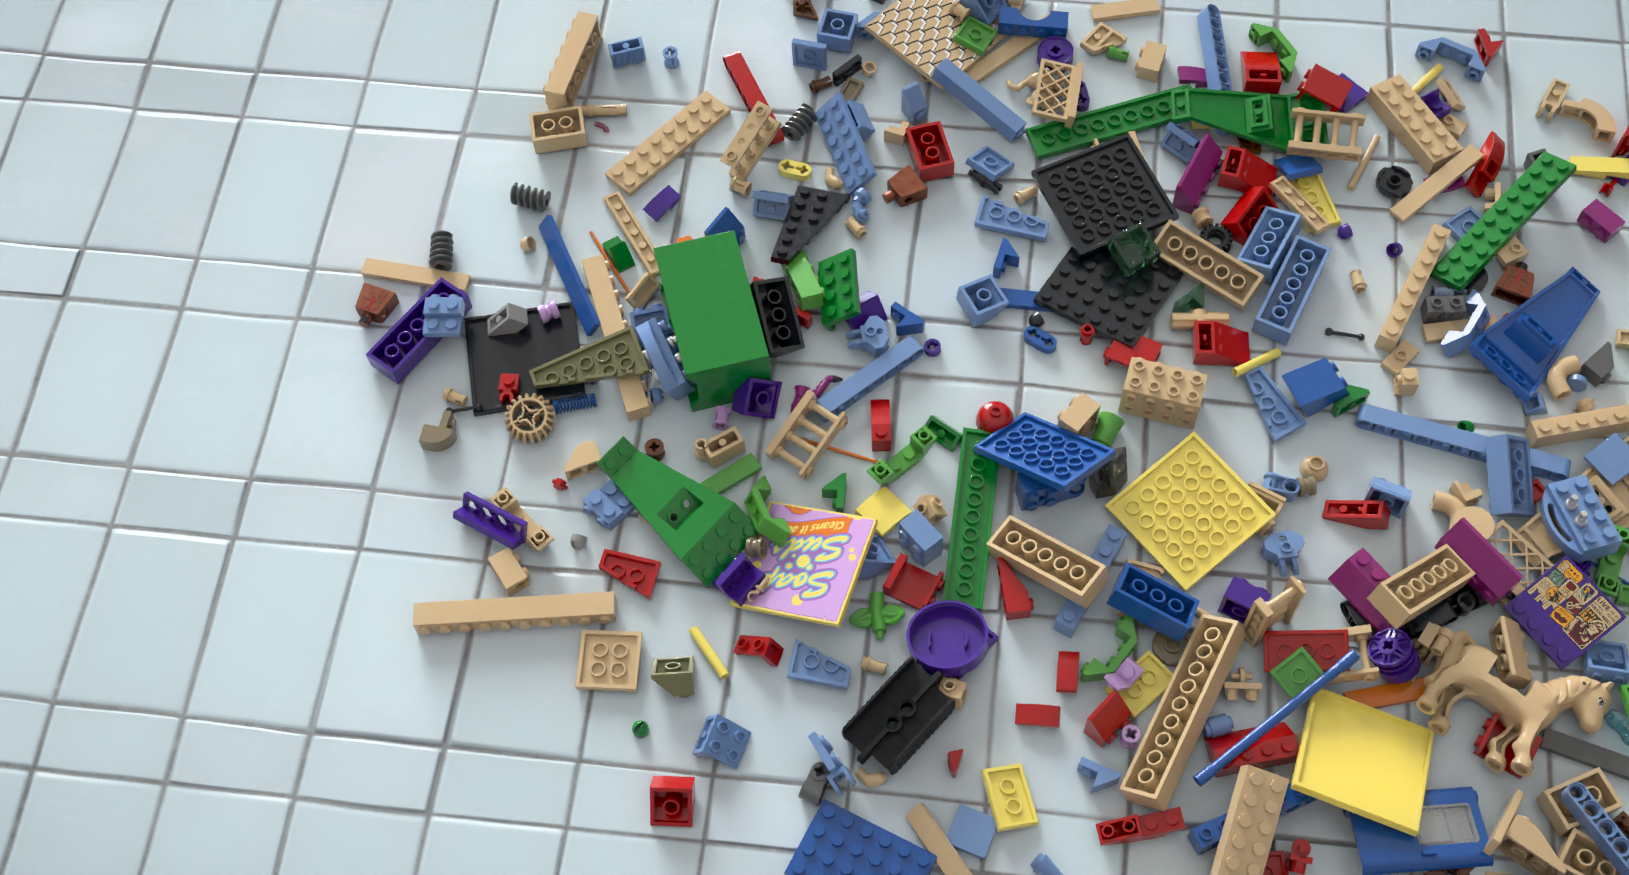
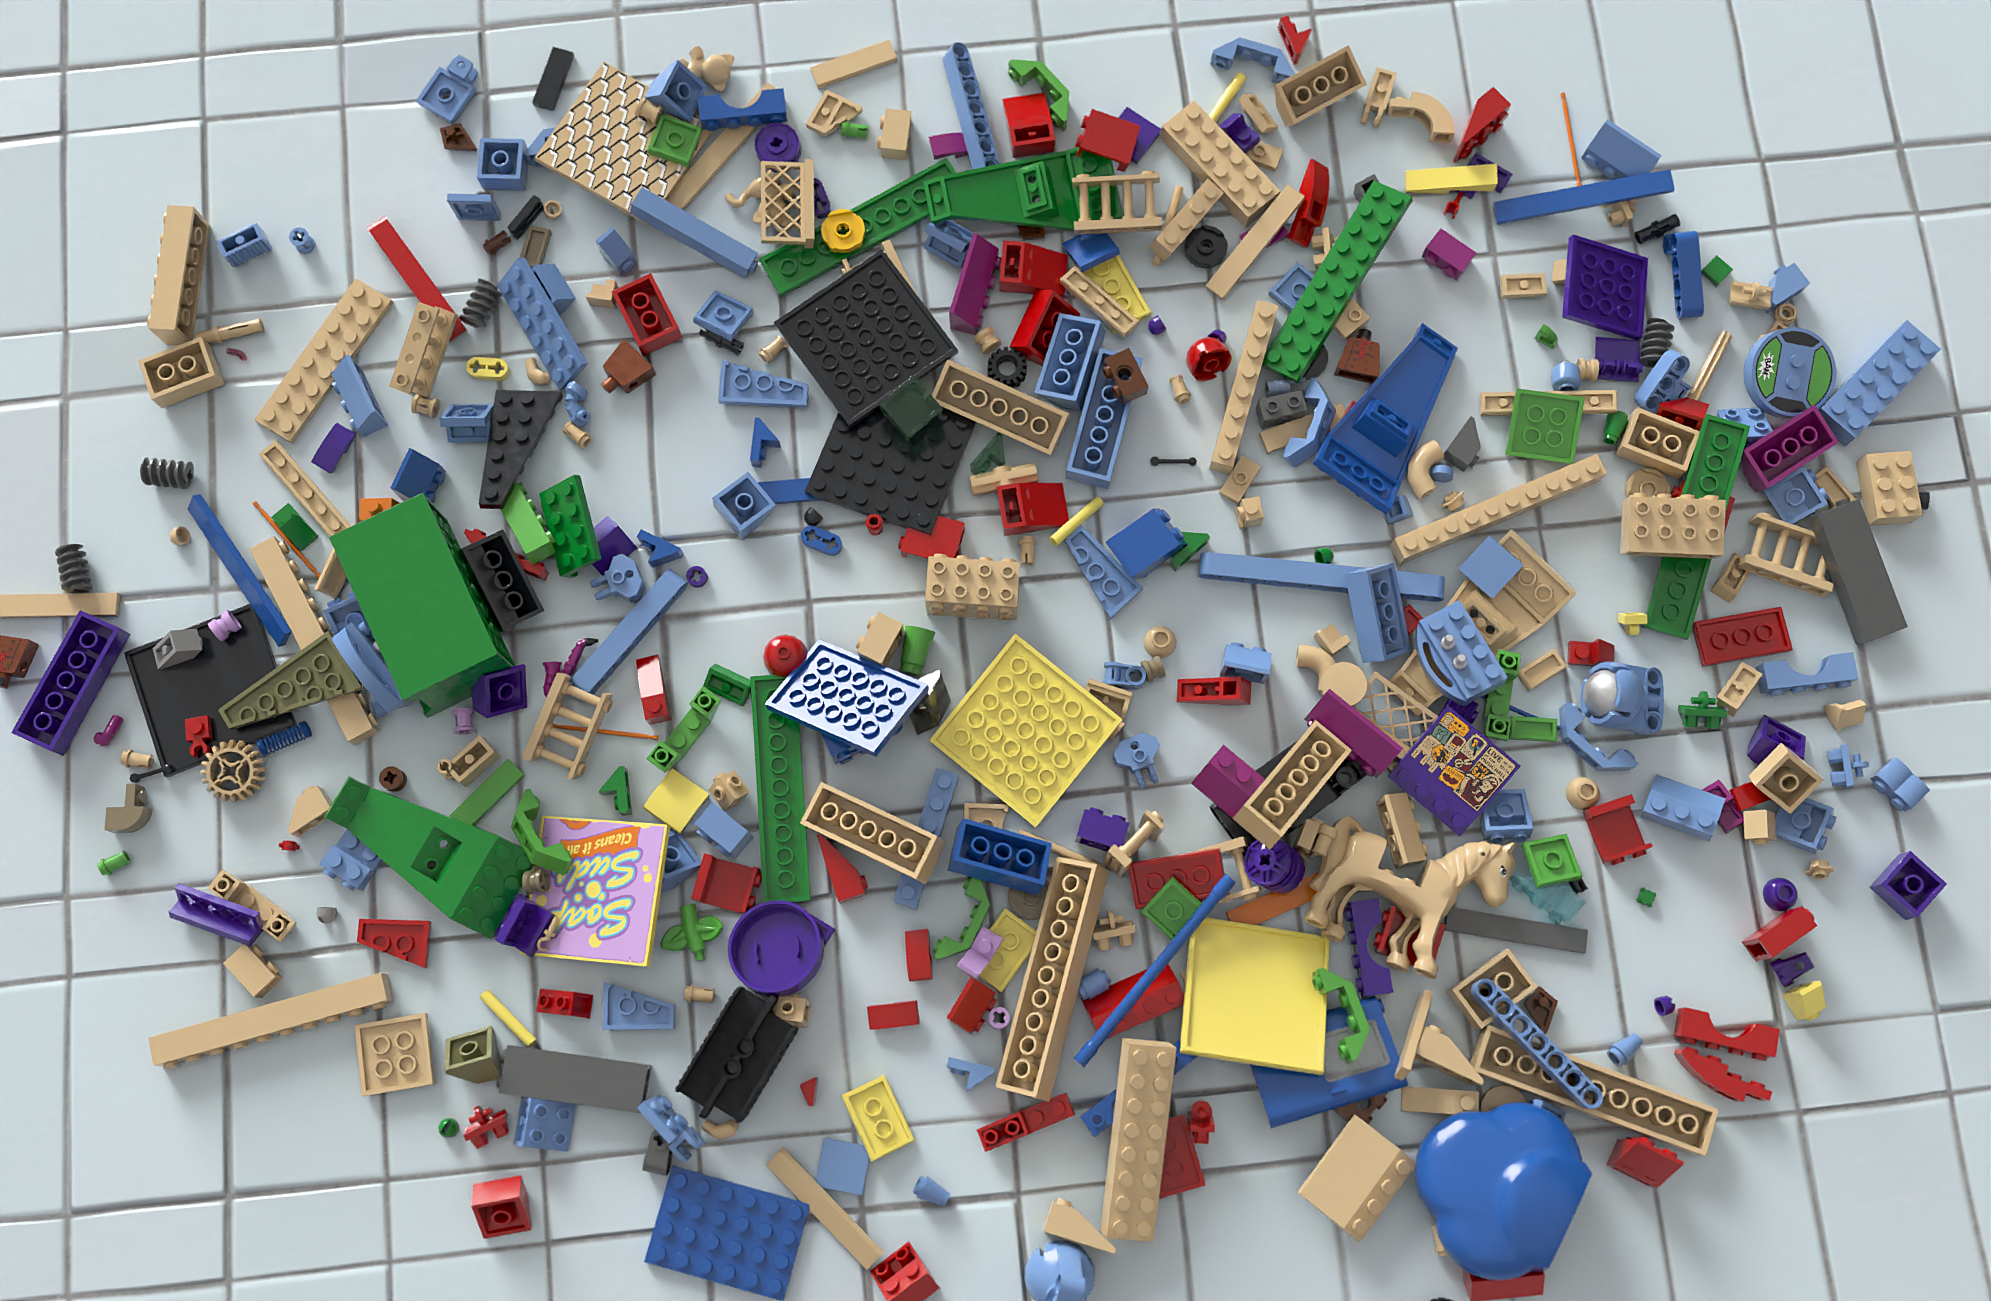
camera: 15 degrees left, 15 degrees up
(417, 469) = (113, 863): none -> bright green pin
(434, 377) = (110, 731): none -> magenta arm
(443, 316) = (95, 665): medium blue plate -> none
(664, 736) = (476, 1131): none -> red hips
(689, 170) = (357, 397): none -> medium blue slope
(756, 709) = (573, 1078): none -> dark grey brick
(1096, 127) = (851, 222): none -> yellow plate
(1212, 372) = (1027, 550): none -> tan pin
(1316, 247) = (1125, 363): none -> reddish brown brick
(1380, 158) = (1186, 220): none -> tan brick
(1385, 261) = (1207, 358): none -> red cylinder
(1433, 761) = (1328, 982): none -> bright green slope
(1469, 770) = (1372, 977): none -> dark purple arch
(1504, 80) = (1318, 86): none -> tan slope

